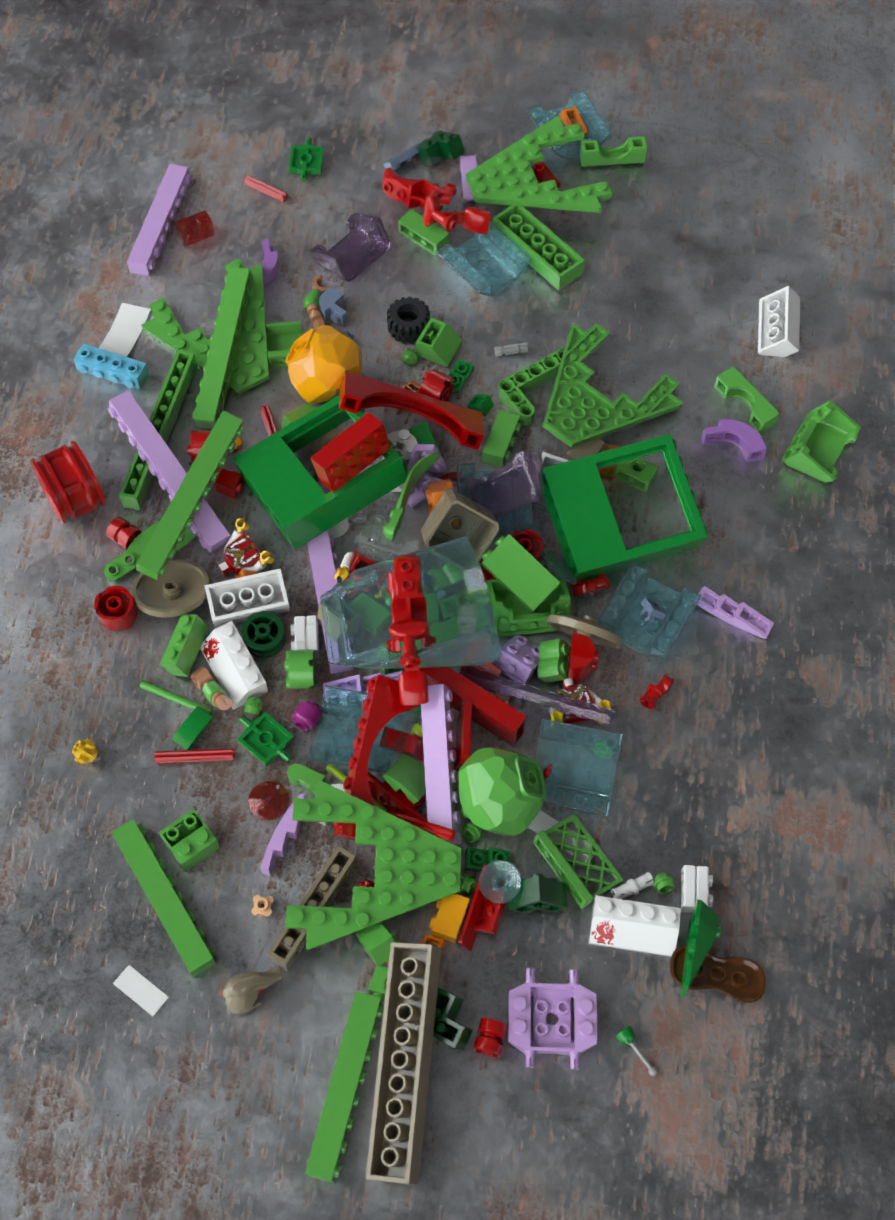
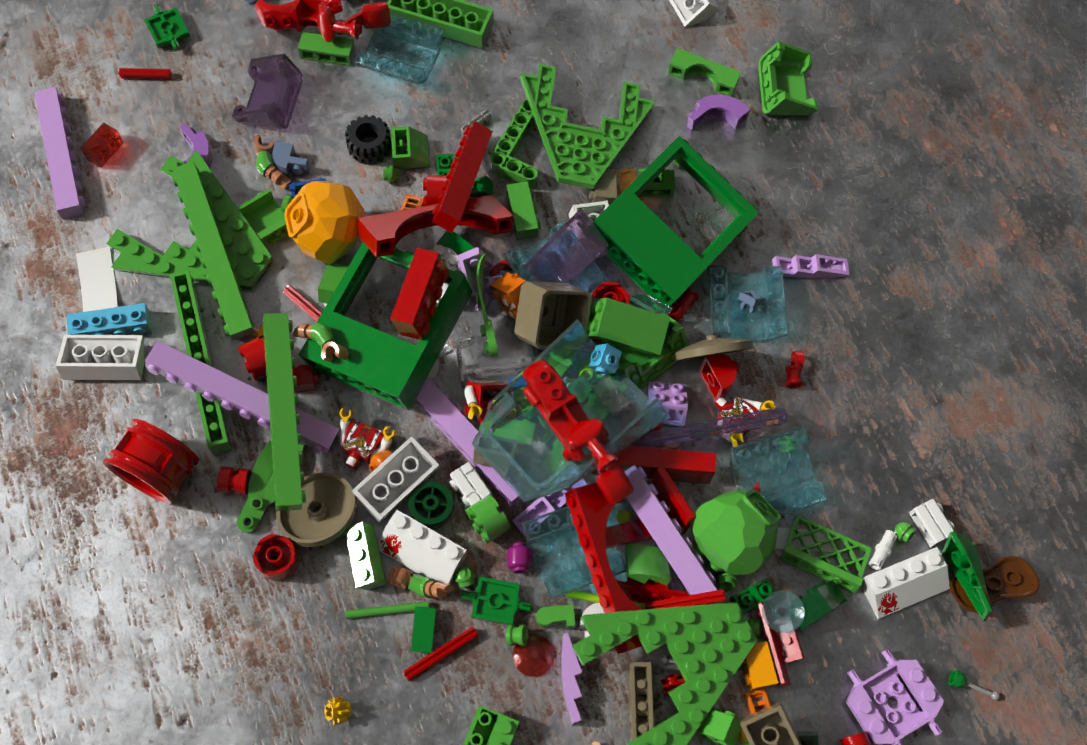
camera: 35 degrees left, 5 degrees up
(85, 387) = (101, 357): none -> white slope
(258, 451) = (324, 337): none -> nougat piece
(263, 774) = (516, 635): none -> bright green wheel
(461, 382) = (461, 176): none -> red brick
(481, 589) = (605, 359): none -> medium azure brick
(553, 660) = (697, 389): bright green brick -> none

